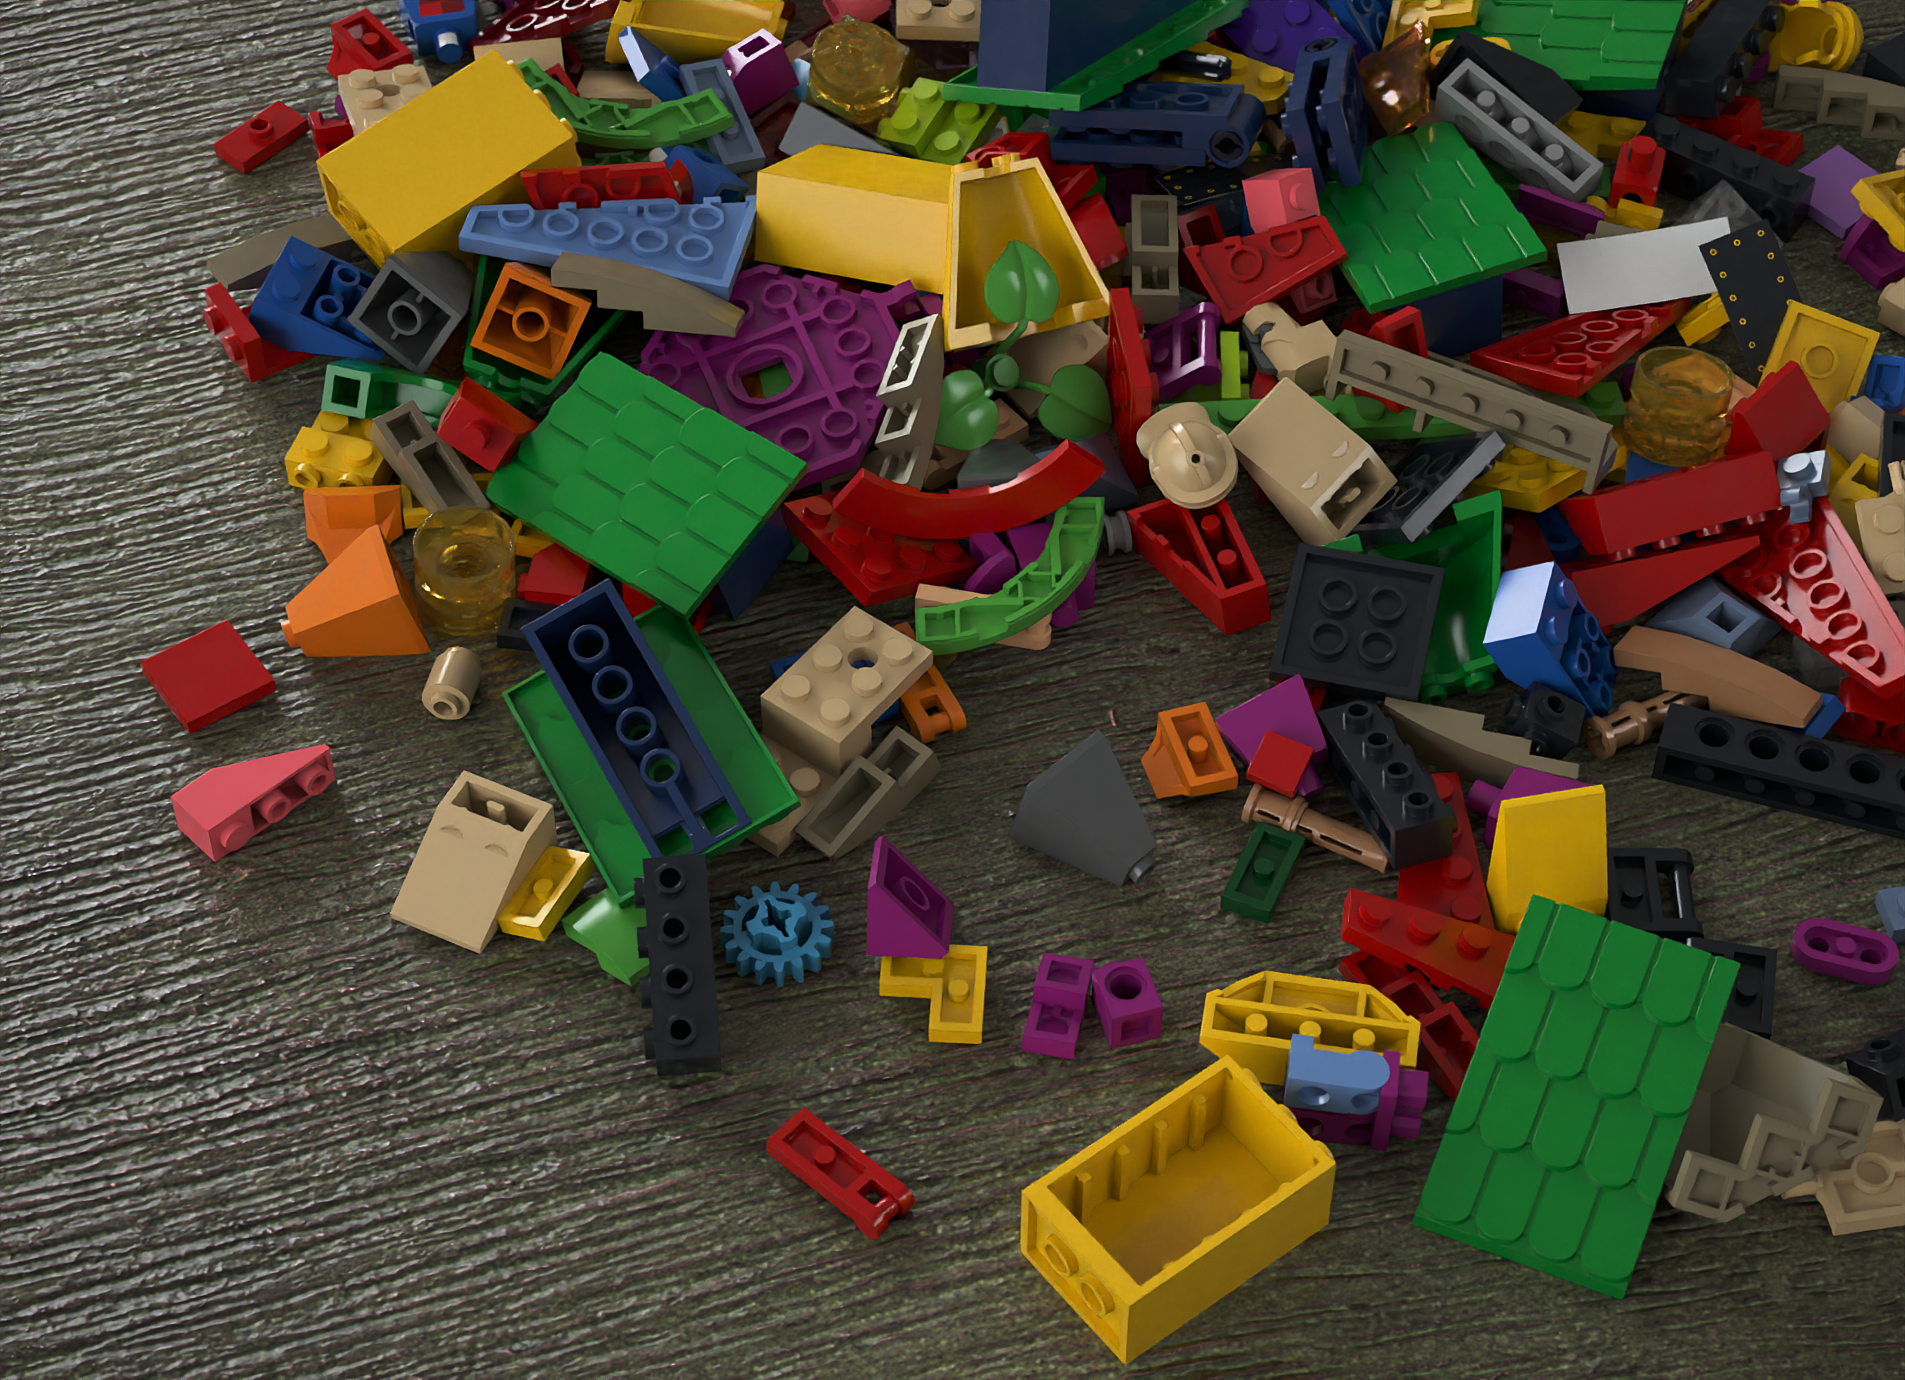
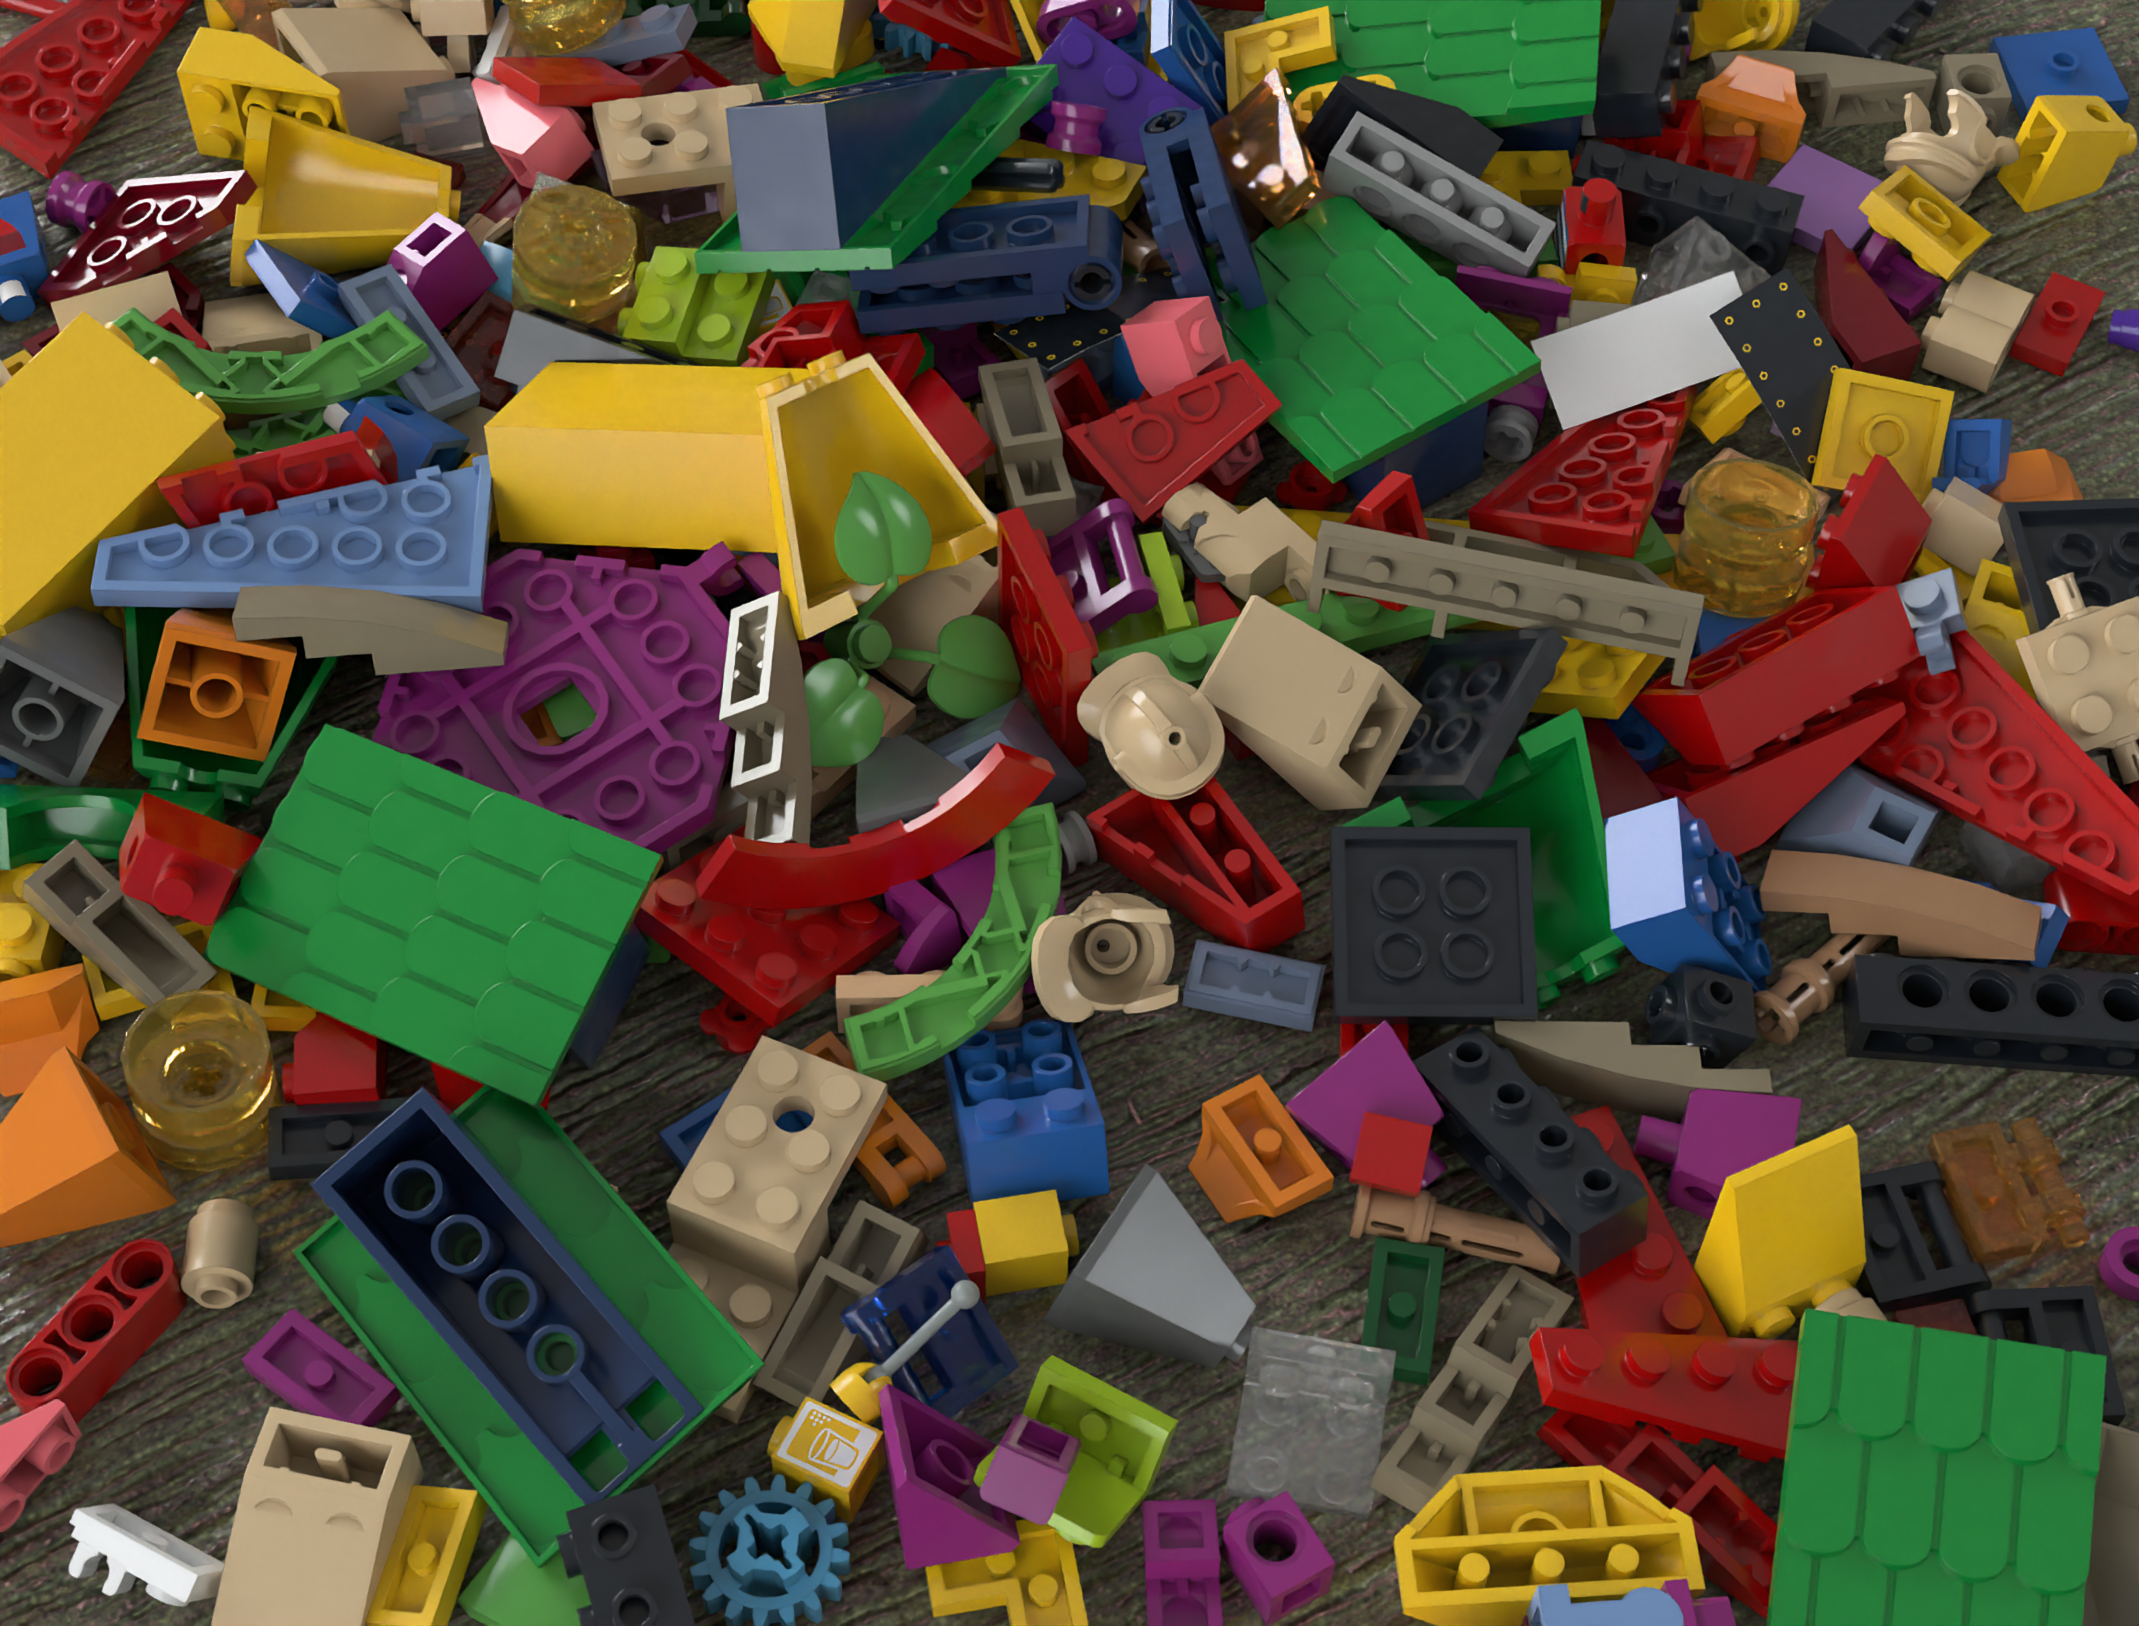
camera: 15 degrees left, 5 degrees up
(354, 847) = (139, 1549): none -> white plate
(364, 712) = (103, 1302): none -> red beam
(498, 760) = (319, 1373): none -> magenta plate
(836, 878) = (829, 1452): none -> yellow brick
(839, 604) = (732, 1035): none -> red plate
(863, 836) = (861, 1382): none -> hinge
(935, 813) = (963, 1354): none -> clear blue plate
(959, 780) = (966, 1245): none -> red plate
(965, 903) = (1030, 1469): none -> magenta slope
(1002, 776) = (1025, 1241): none -> yellow brick
(1008, 911) = (1118, 1454): none -> lime bracket
(1029, 700) = (1026, 1114): none -> blue slope
(1090, 609) = (1126, 975): none -> tan helmet
(1178, 922) = (1311, 1422): none -> clear bracket
(1221, 649) = (1254, 985): none -> sand blue plate
(1253, 40) = (1076, 127): none -> magenta wheel
(1300, 930) = (1471, 1390): none -> dark tan slope
(1531, 311) = (1510, 433): none -> light grey bush
(1725, 885) = (1992, 1196): none -> clear orange plate
(1803, 106) = (1755, 101): none -> orange slope
(1836, 275) = (1860, 314): none -> dark red slope

